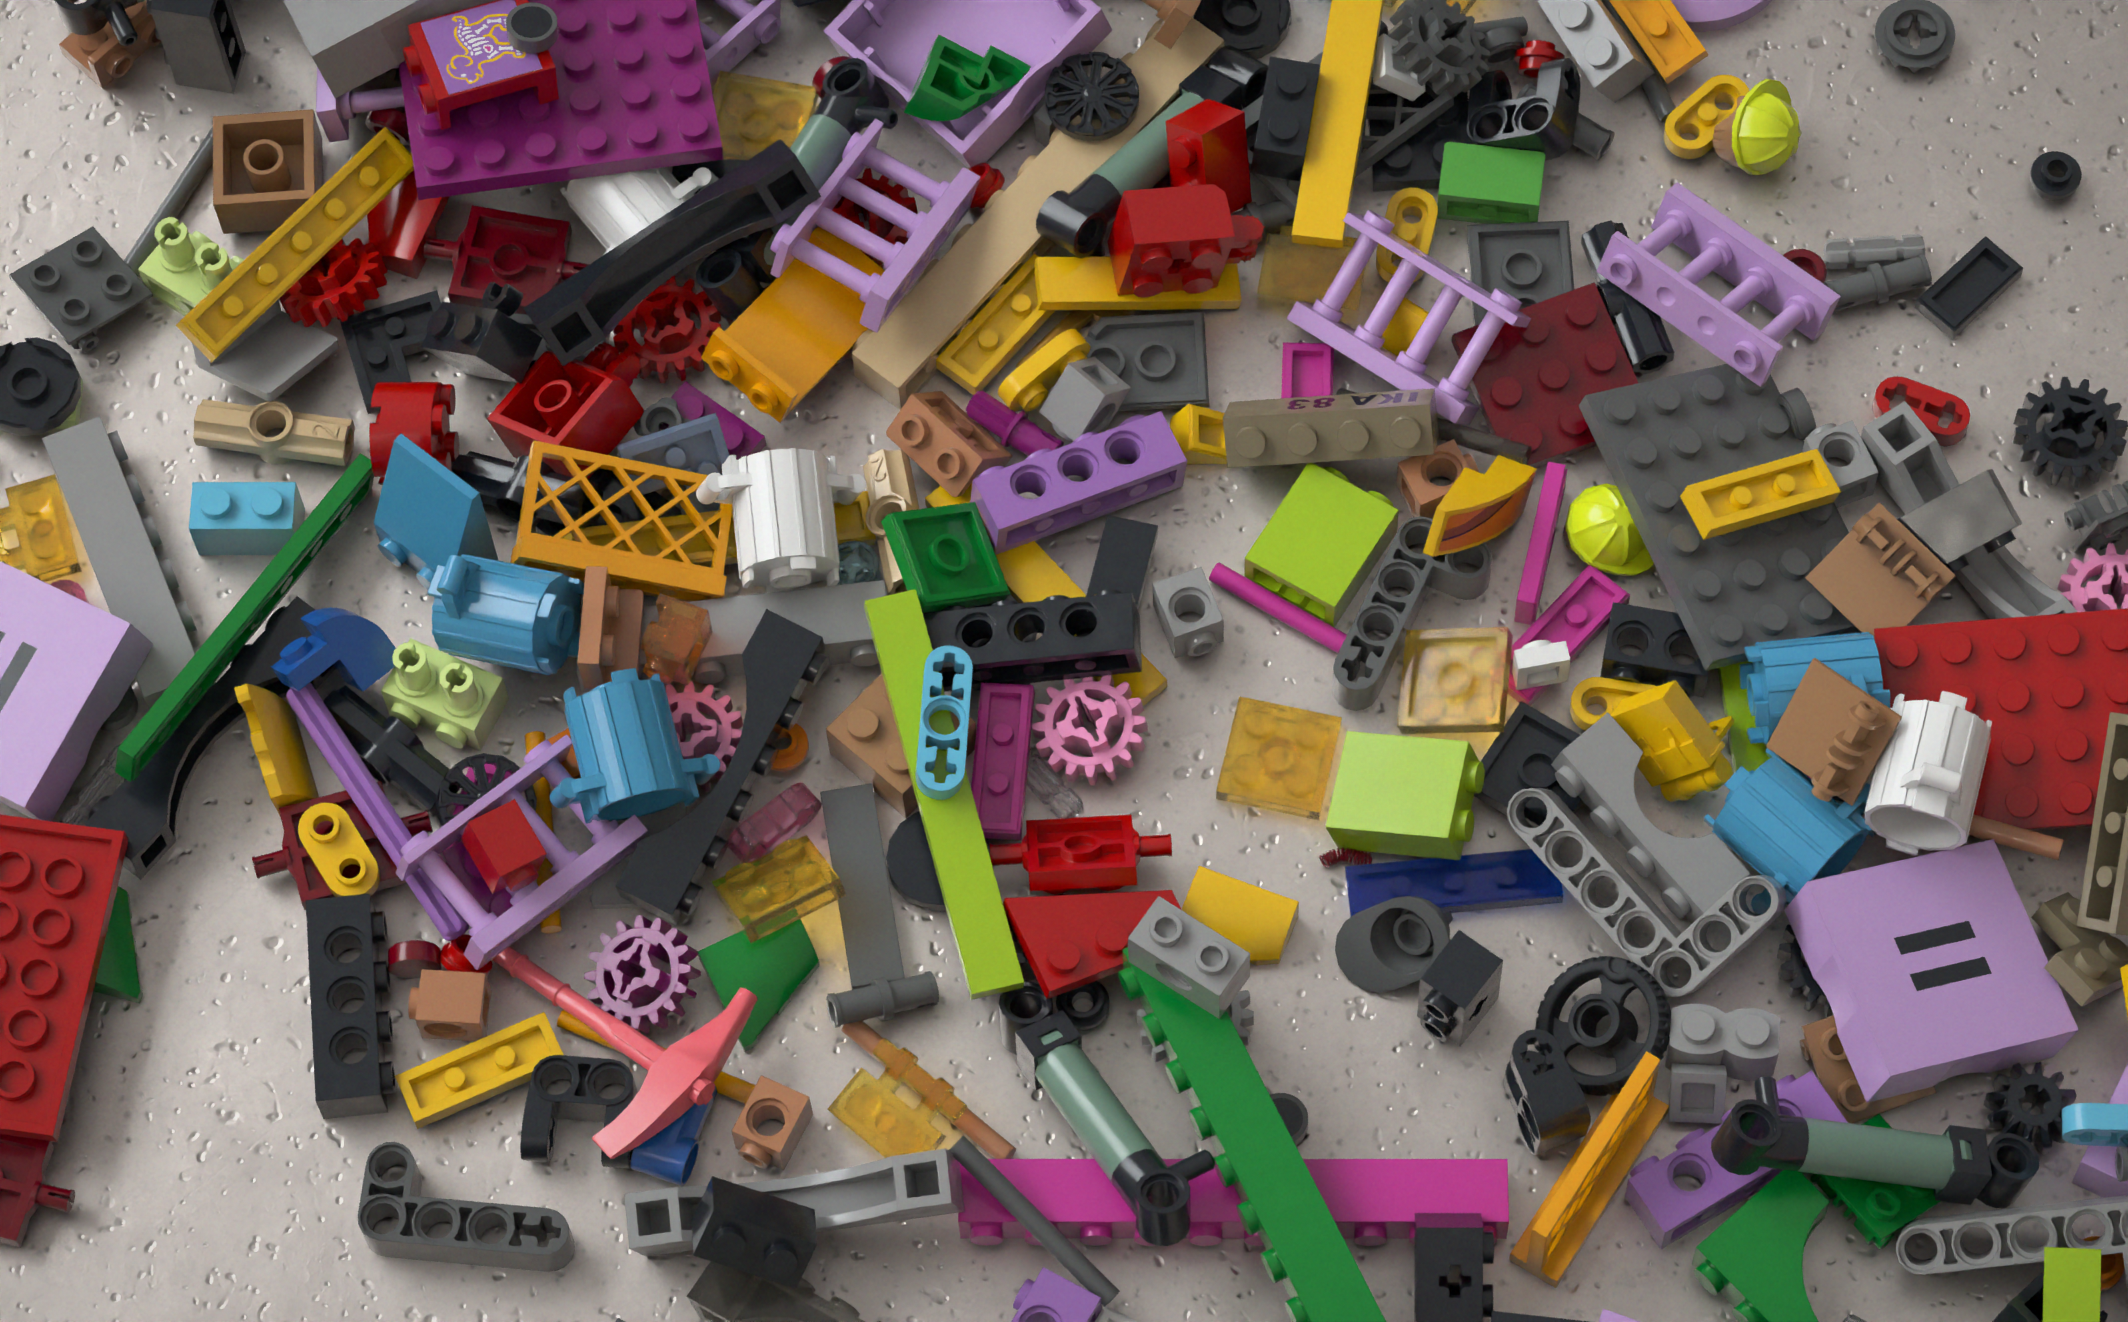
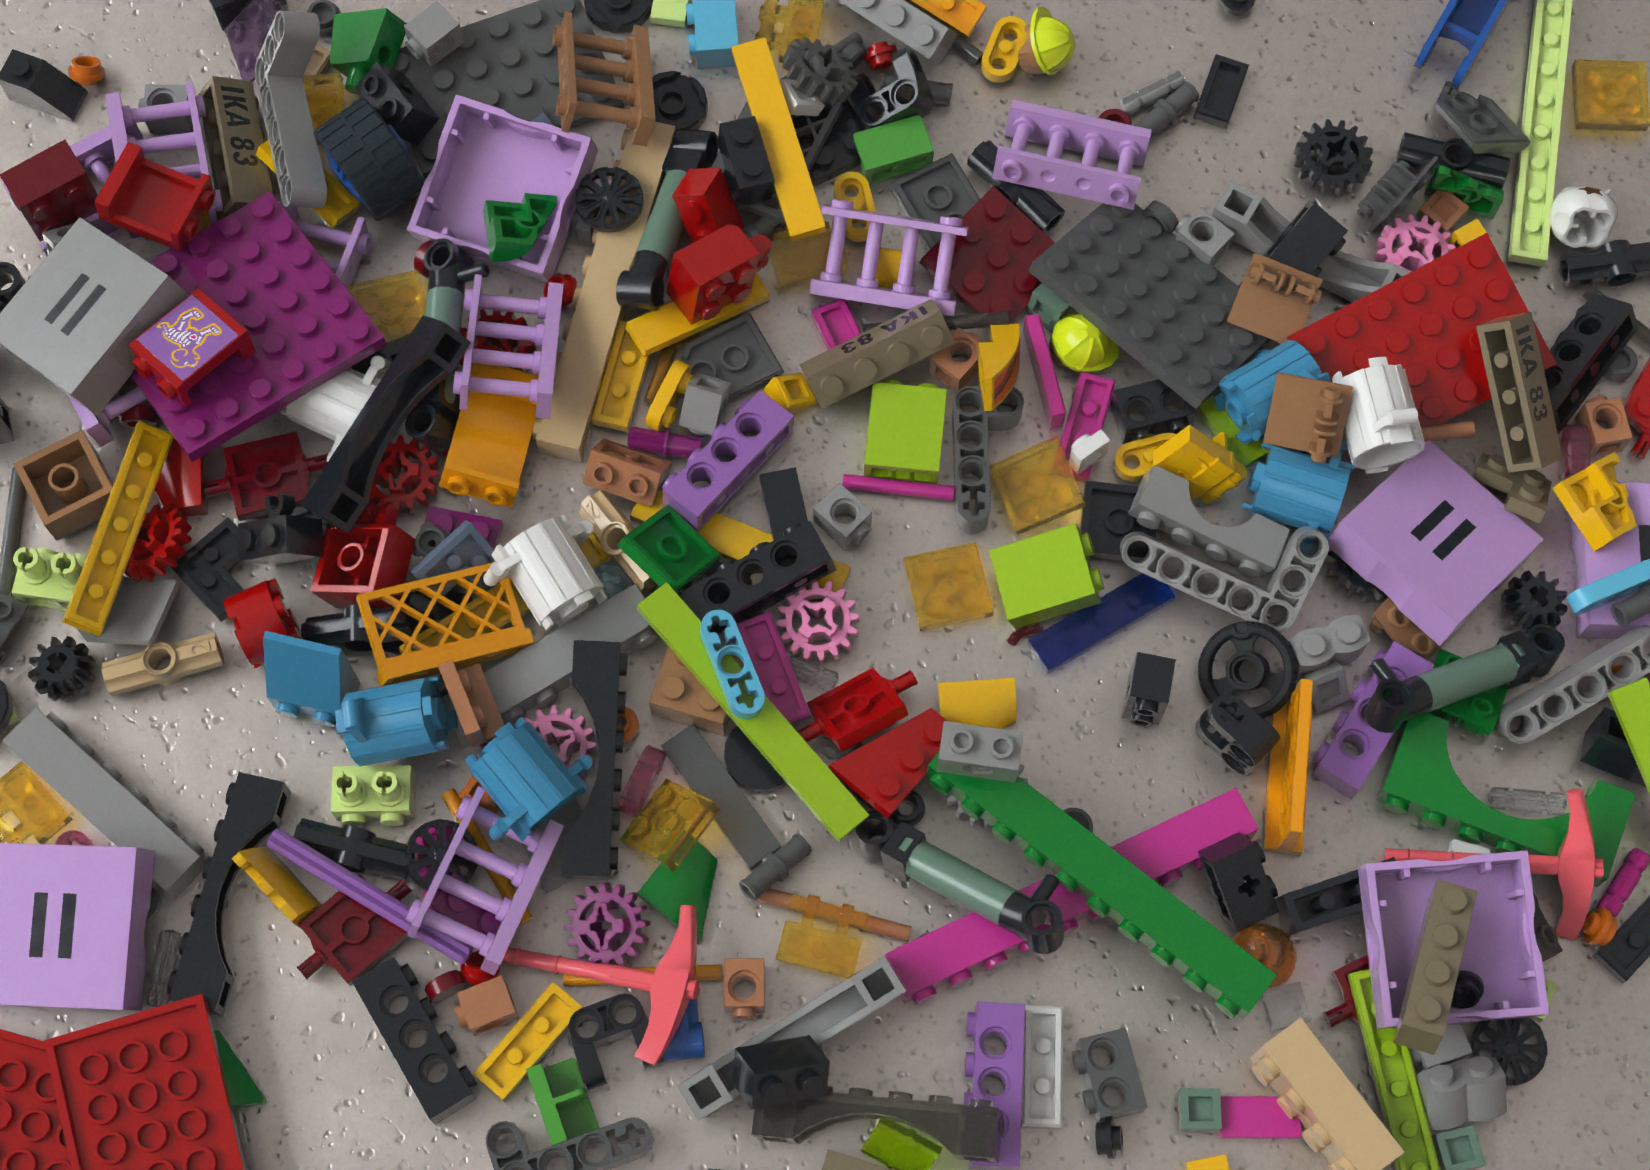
camera: 30 degrees left, 5 degrees up
(148, 369) = (46, 666): none -> black gear
(244, 517) = (174, 732): medium azure brick -> none
(244, 619) = (211, 806): green tile -> none
(337, 850) = (357, 936): yellow plate -> none
(339, 639) = (287, 791): blue brick -> none
(484, 1154) = (562, 1100): none -> bright green panel
(504, 848) = (478, 885): red brick -> none
(532, 27) = (217, 310): tile -> none
(675, 641) = (519, 688): clear orange brick -> none
(1033, 1220) = (956, 973): dark grey bar -> none
(1392, 943) = (1089, 677): dark grey piece -> none
(1585, 462) = (1047, 306): none -> sand green plate
(1760, 494) = (1173, 279): yellow plate -> none
(1928, 405) = (1236, 173): red beam -> none

